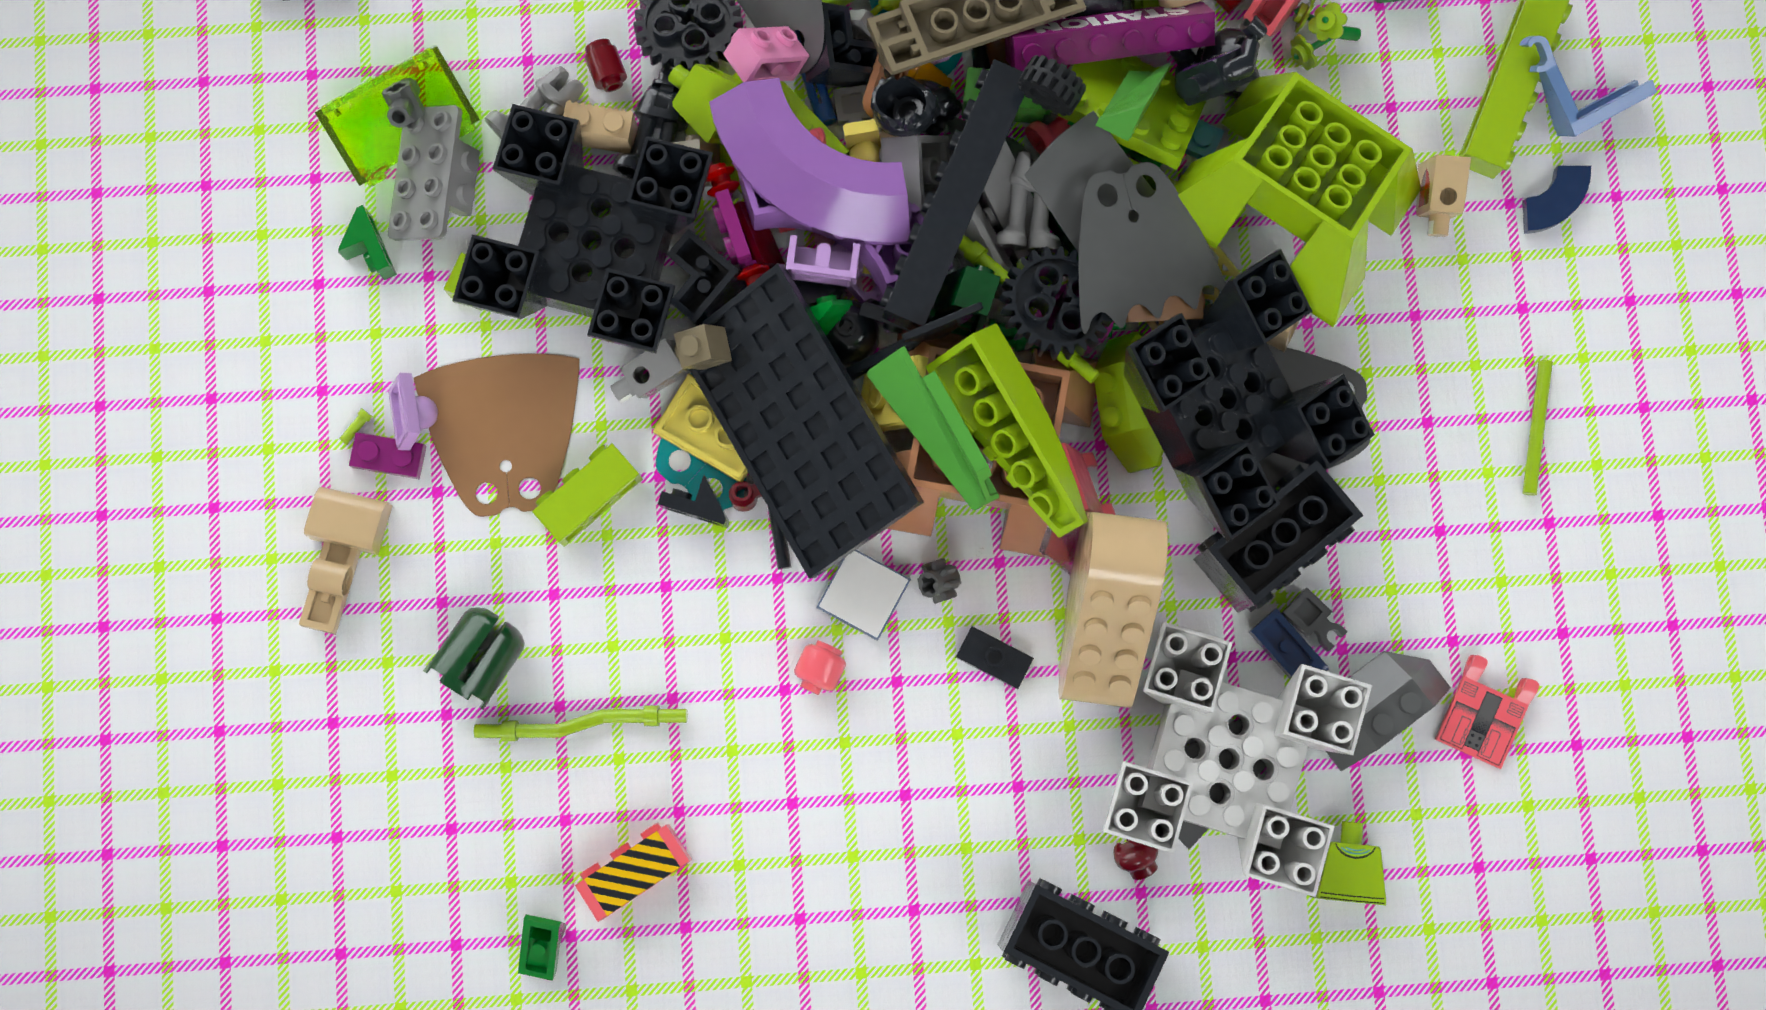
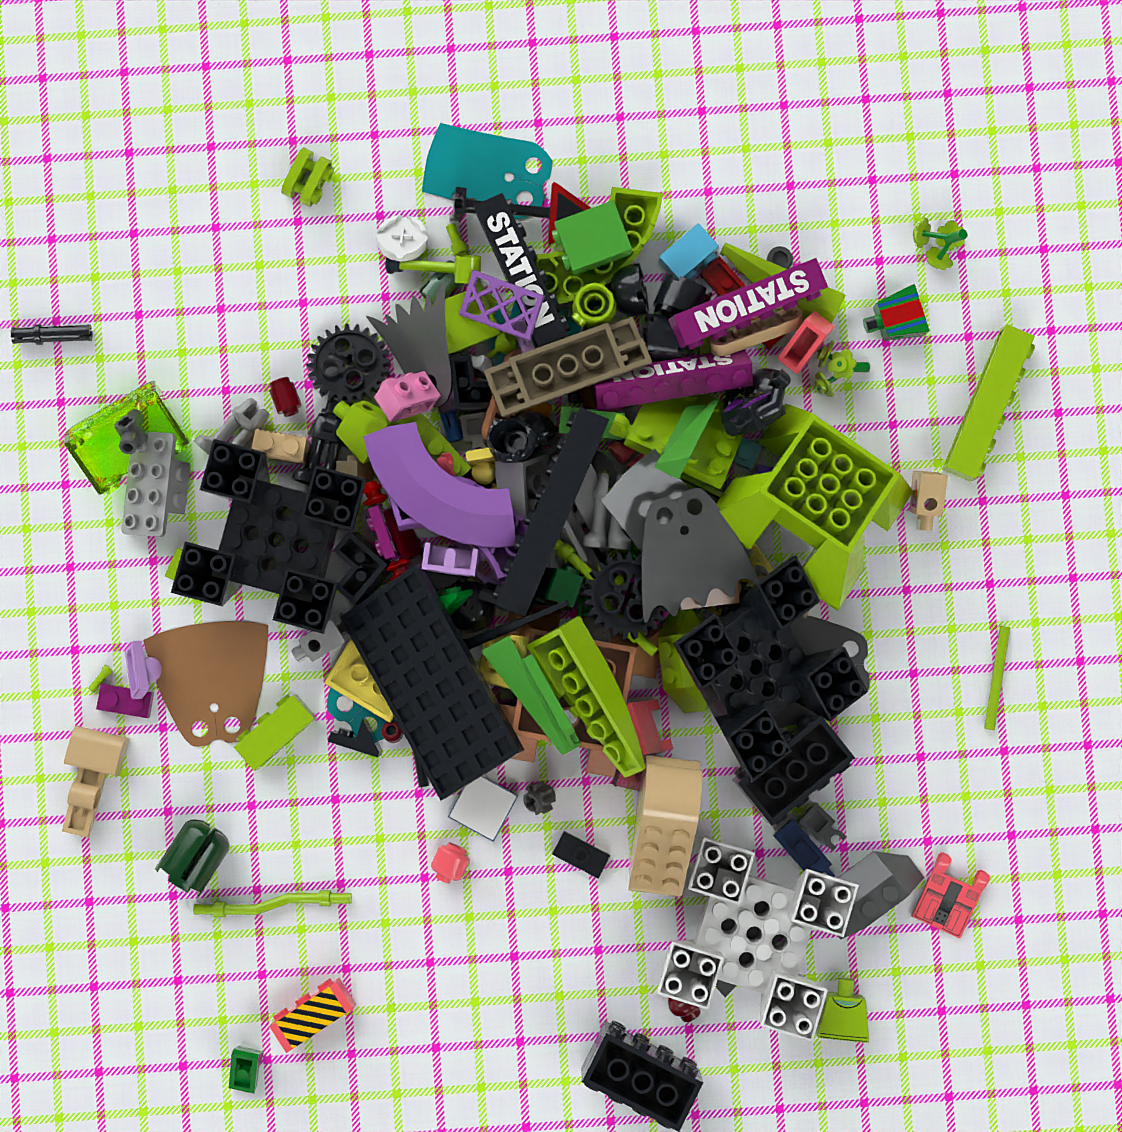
camera: 10 degrees right, 5 degrees up
(364, 239) = (105, 532): green slope -> none
(702, 347) = (359, 626): dark tan brick -> none
(1051, 85) = (622, 431): black tyre -> none
(1558, 201) = (1020, 500): dark blue tile -> none
(1562, 108) = (1047, 433): medium blue hinge -> none

